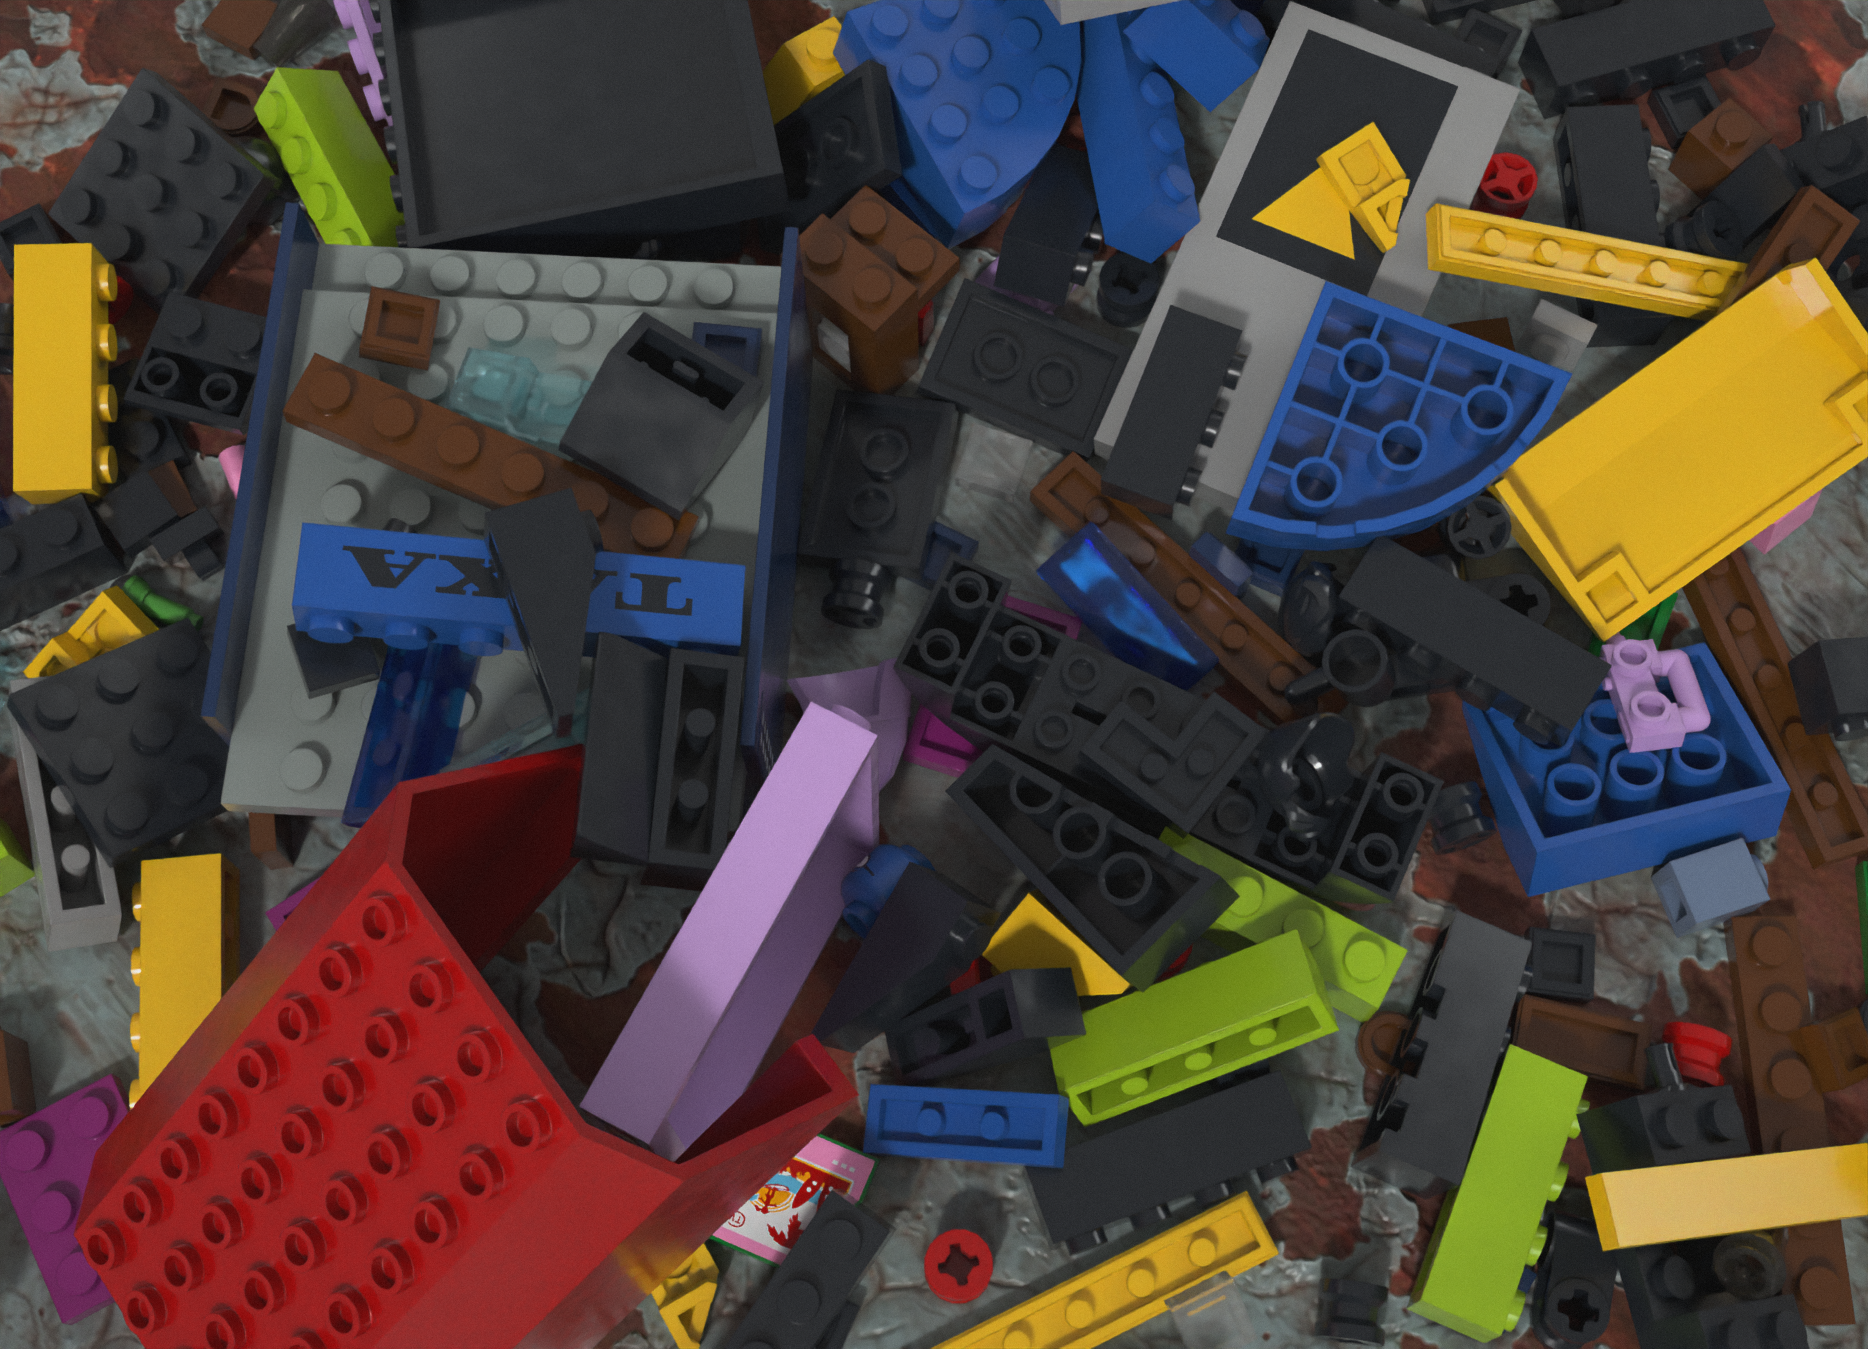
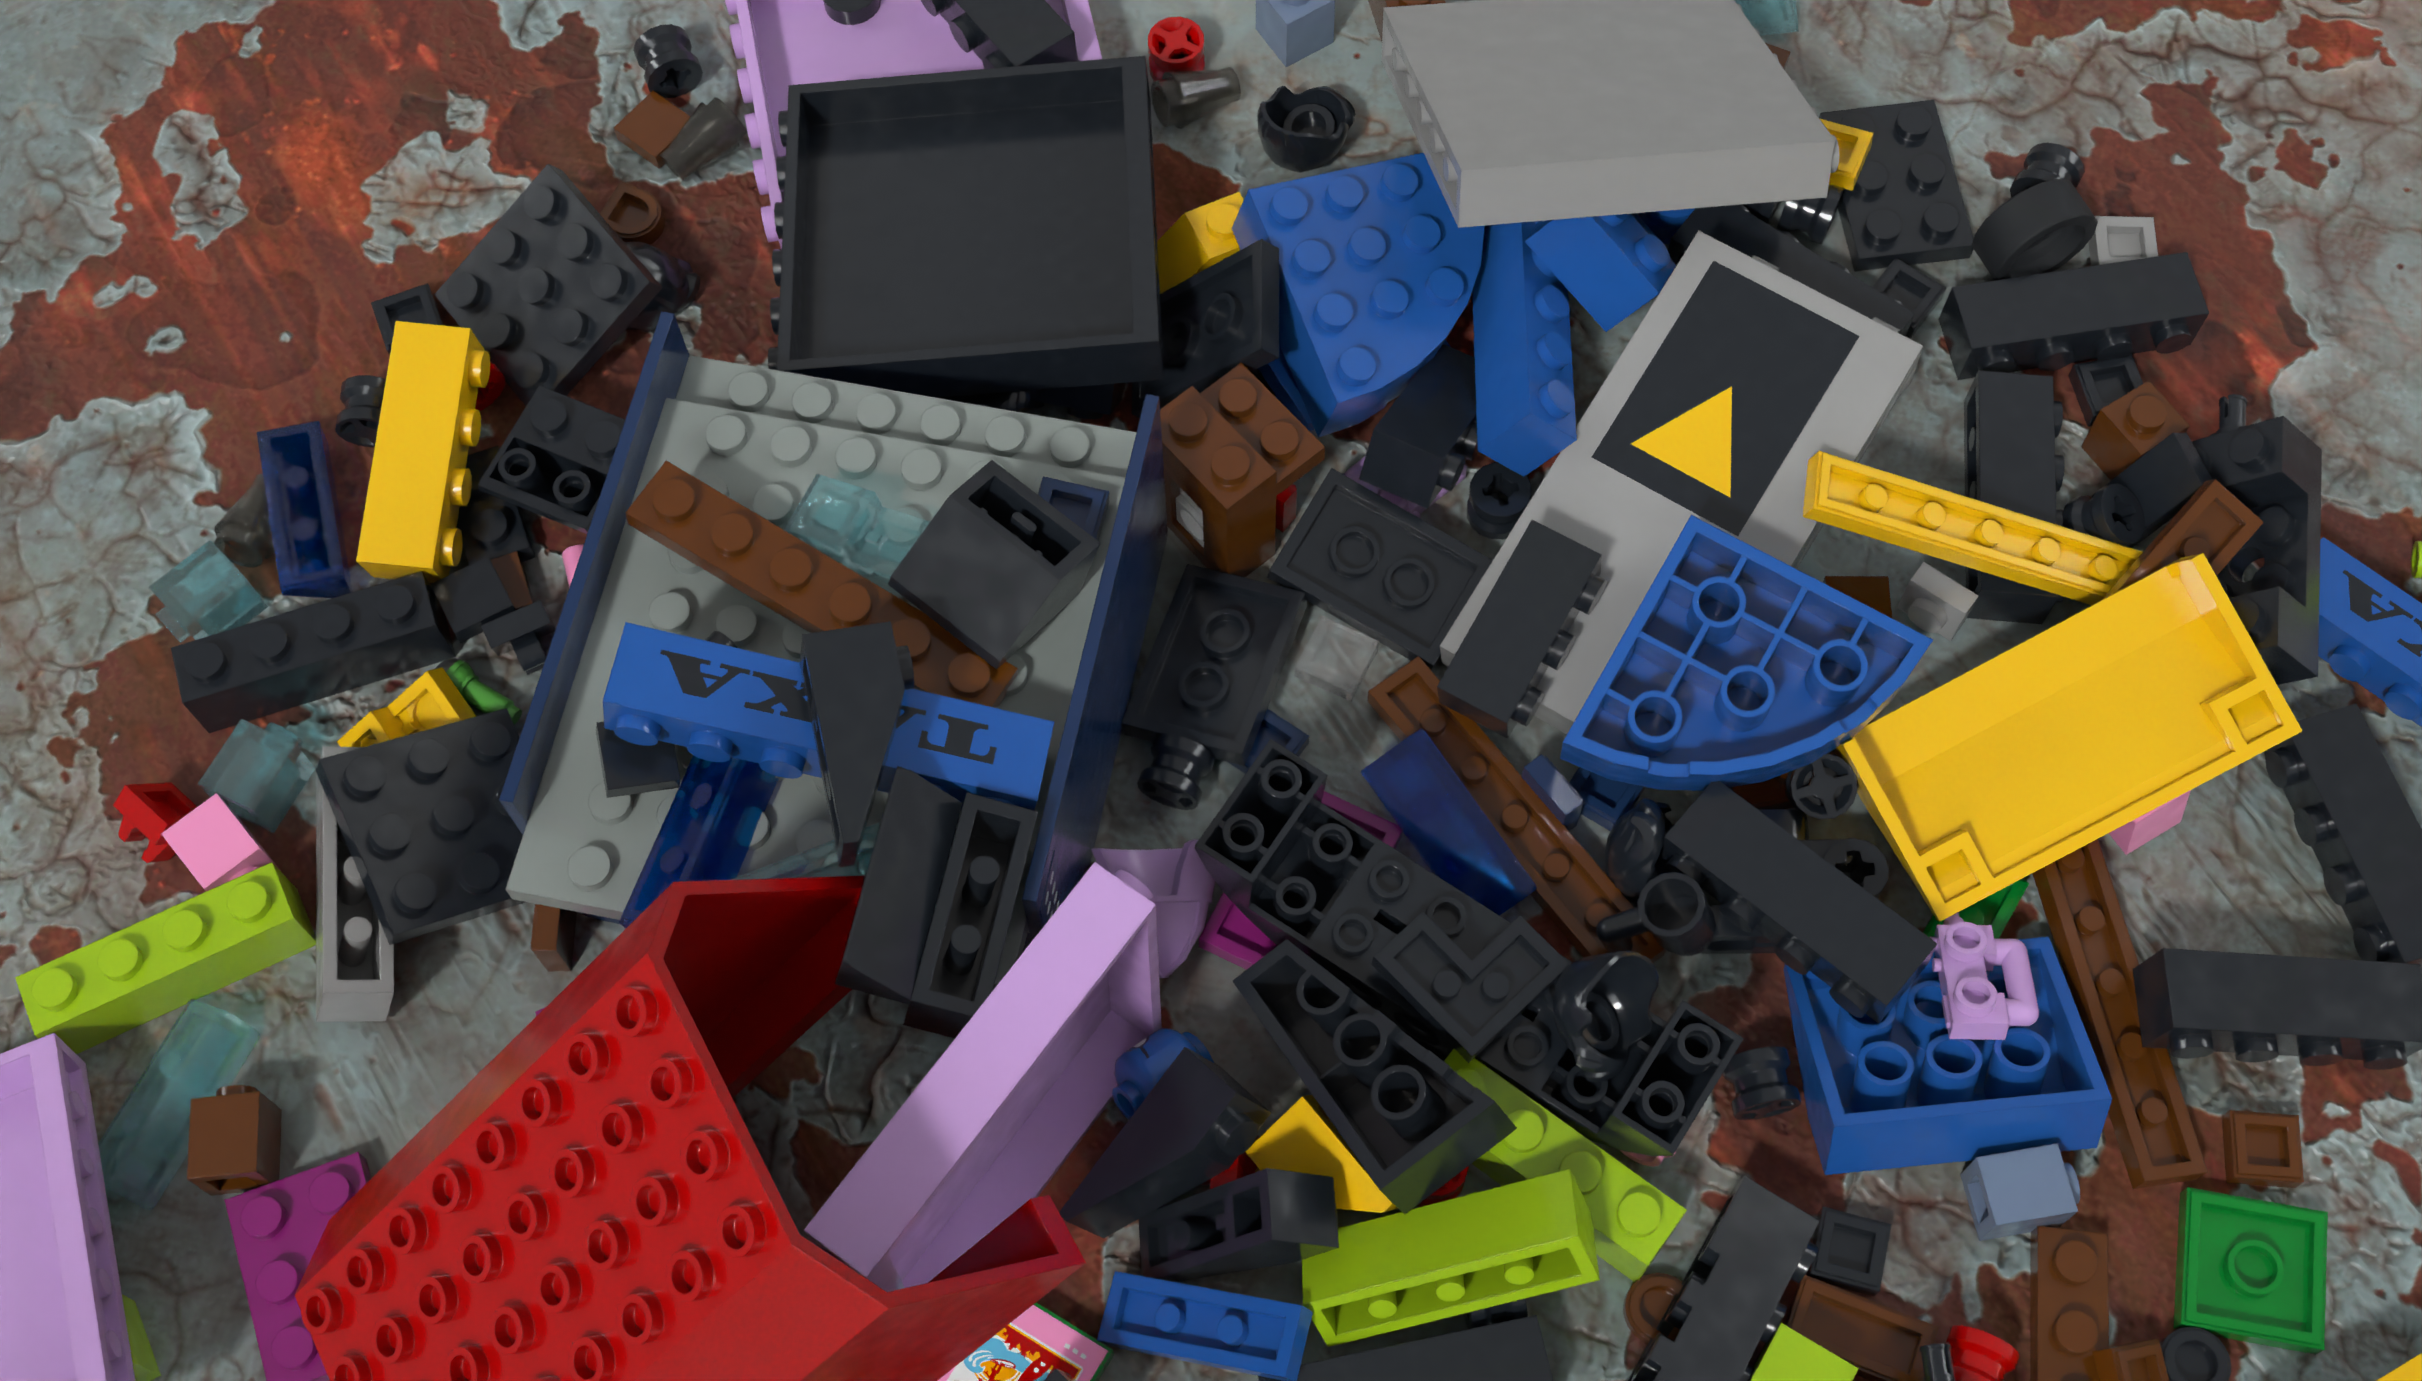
camera: 10 degrees right, 5 degrees down
(184, 954) = (452, 1032): yellow brick -> none
(330, 156) = (718, 271): lime brick -> none
(399, 328) = (752, 447): reddish brown tile -> none
(1368, 183) = (1753, 421): yellow slope -> none
(1510, 176) = (1909, 432): red wheel -> none

